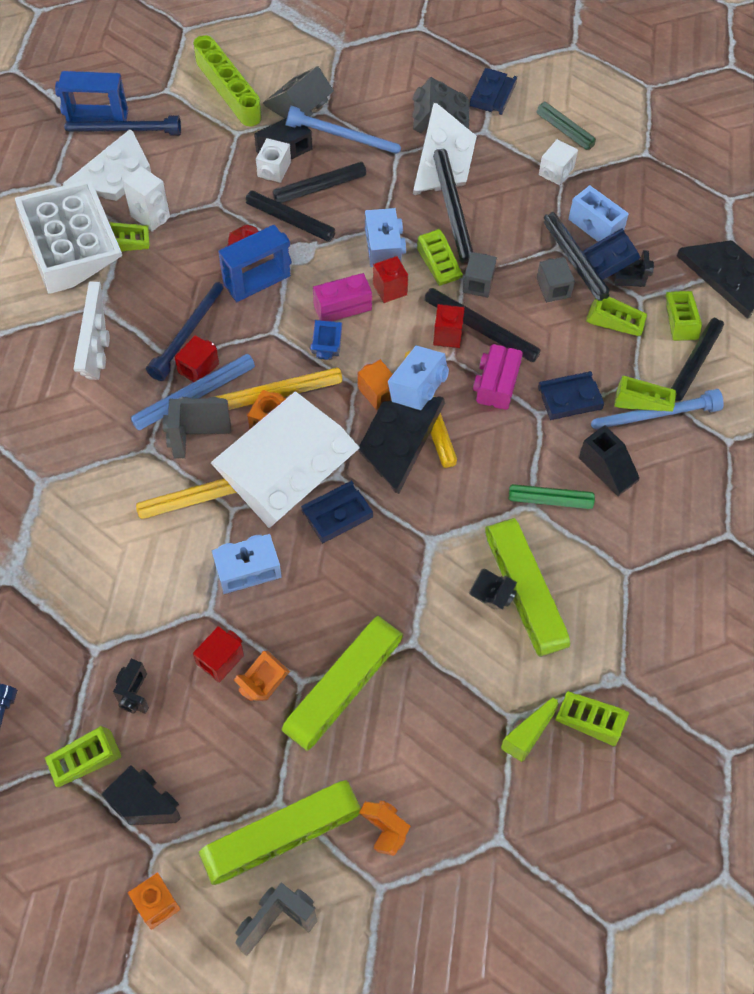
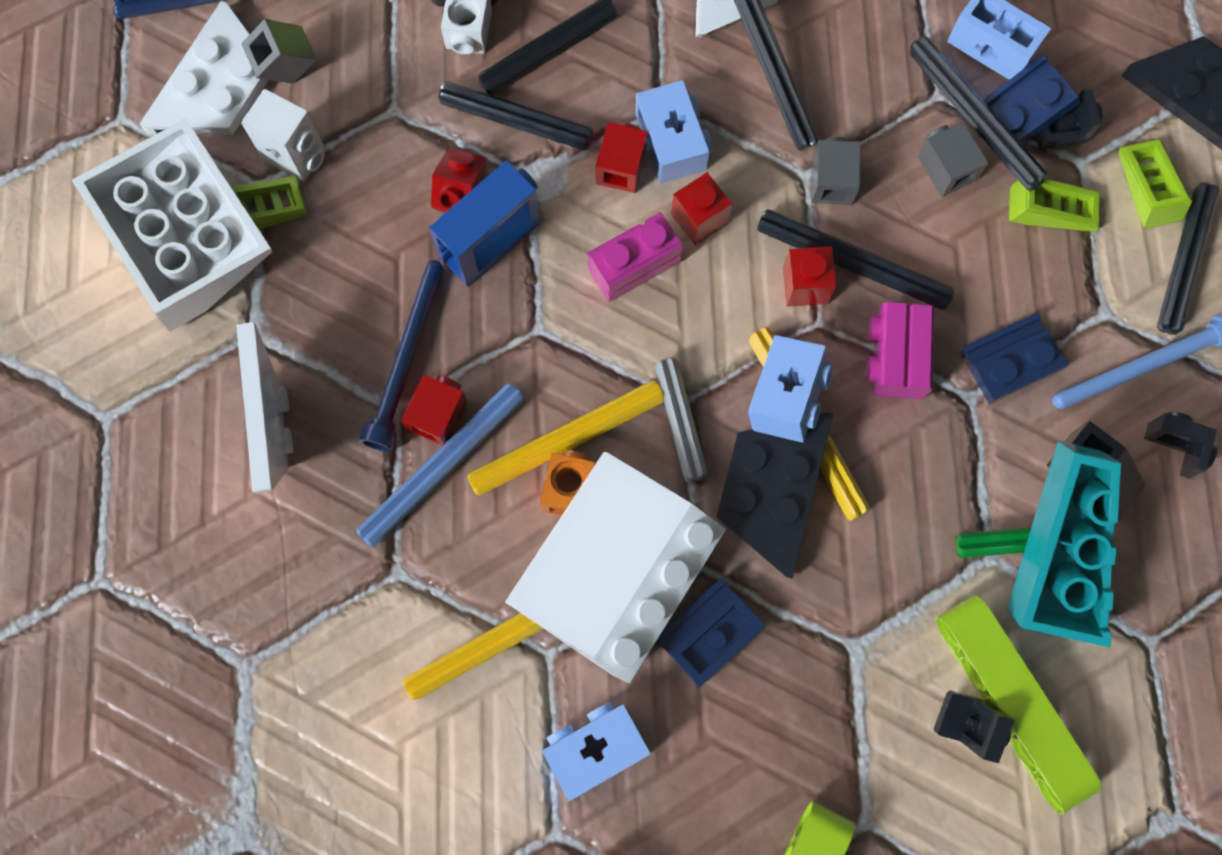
camera: 10 degrees left, 15 degrees up
(156, 156) = (278, 51): none -> dark grey brick
(194, 417) = (447, 521): dark grey bracket -> none
(326, 339) = (626, 336): blue bracket -> none
(348, 245) = (621, 156): none -> red brick
(349, 393) = (681, 420): none -> light grey axle
(374, 383) = (721, 399): orange brick -> none
(435, 242) = (767, 131): lime slope -> none
(574, 502) = (1070, 549): none -> teal wedge
(643, 395) = (1099, 350): lime slope -> none
(670, 454) = (1182, 434): none -> black bracket

